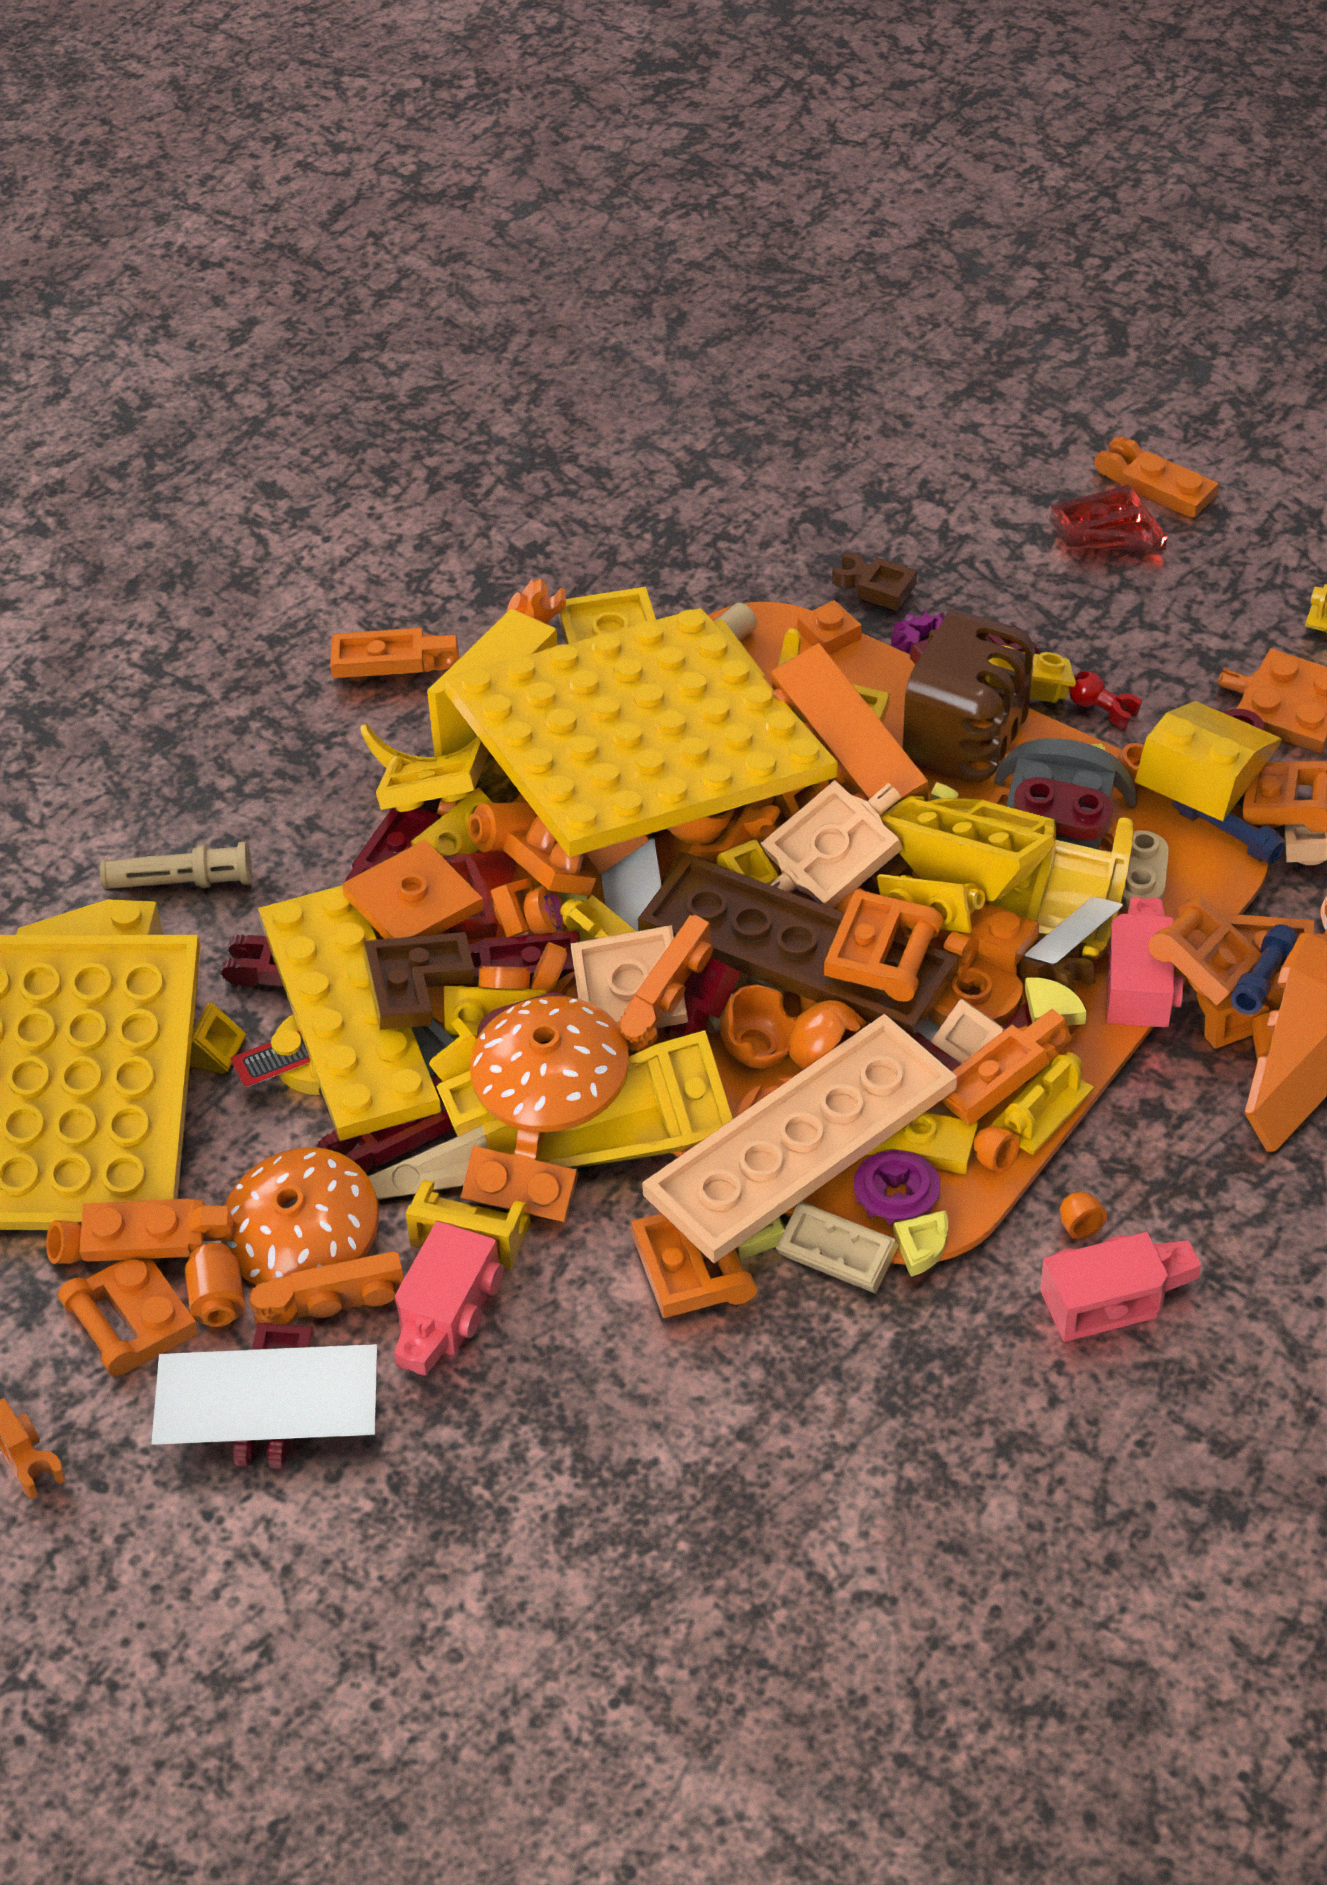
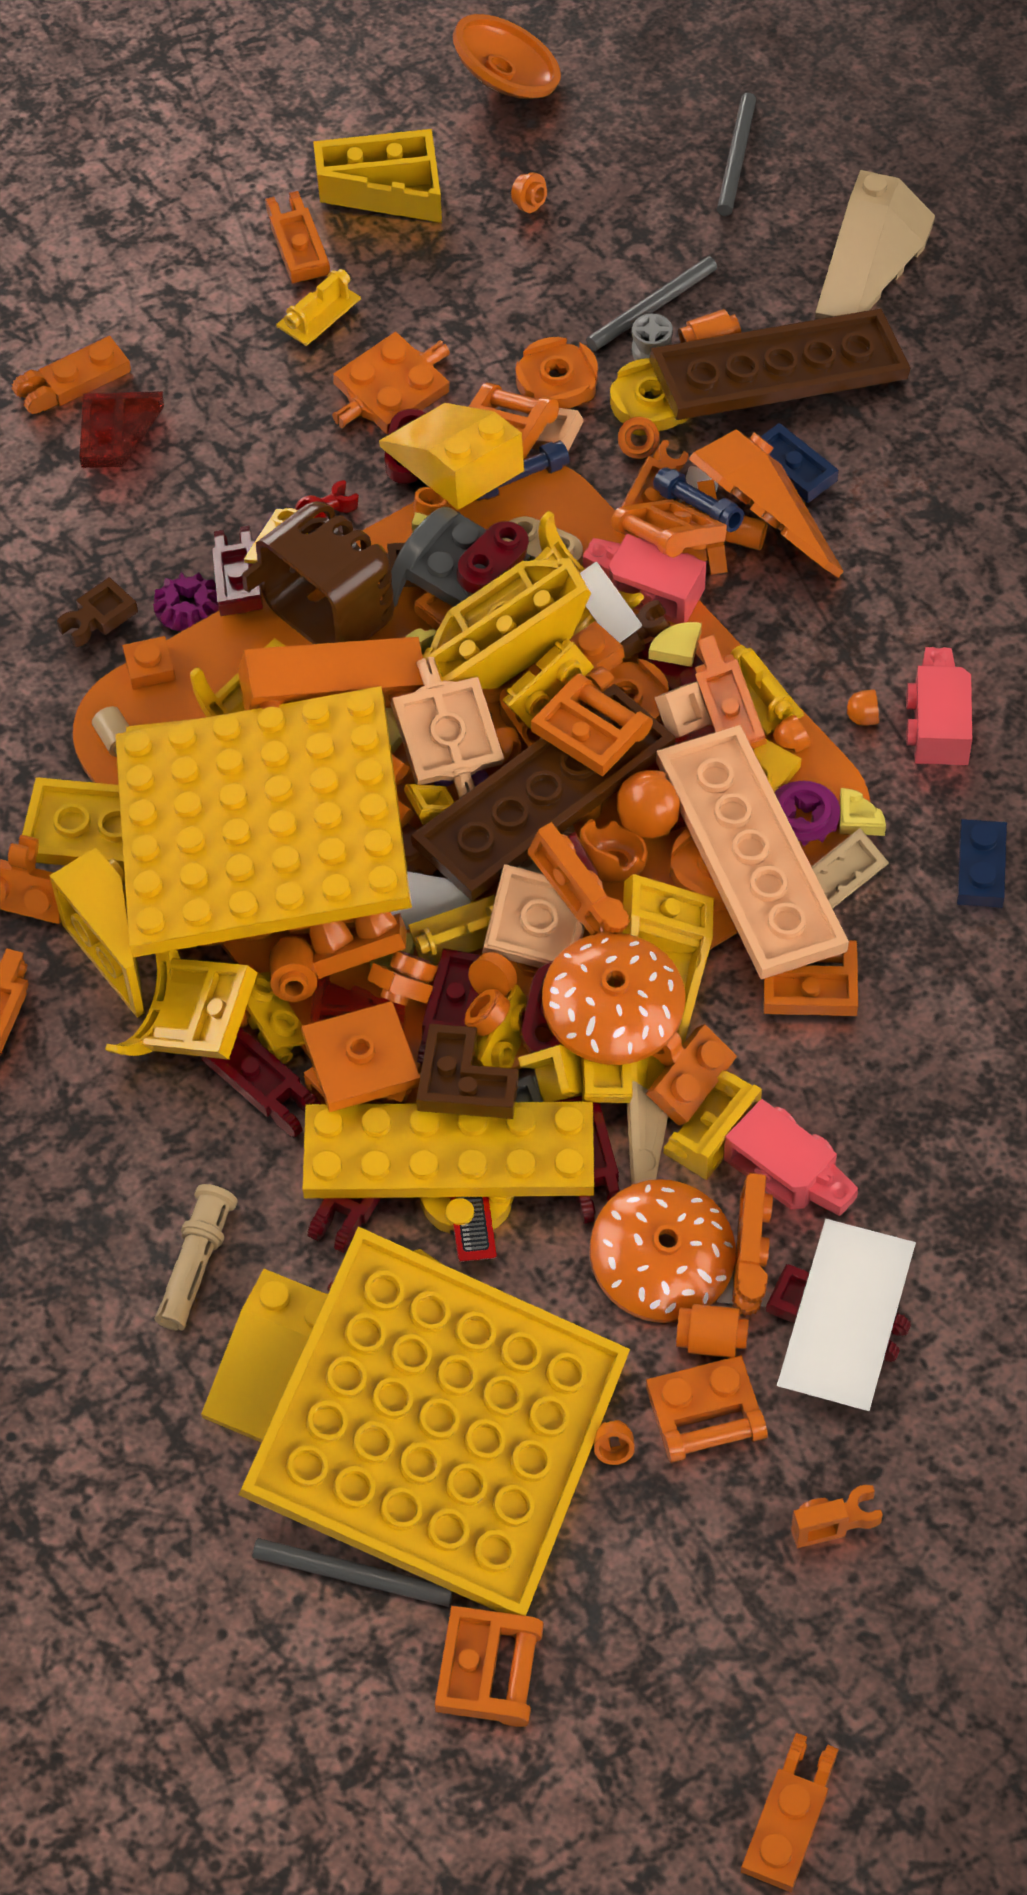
camera: 70 degrees left, 10 degrees up
(151, 1228) = (640, 1363): orange hinge -> none
(923, 1384) = (982, 863): none -> dark blue plate

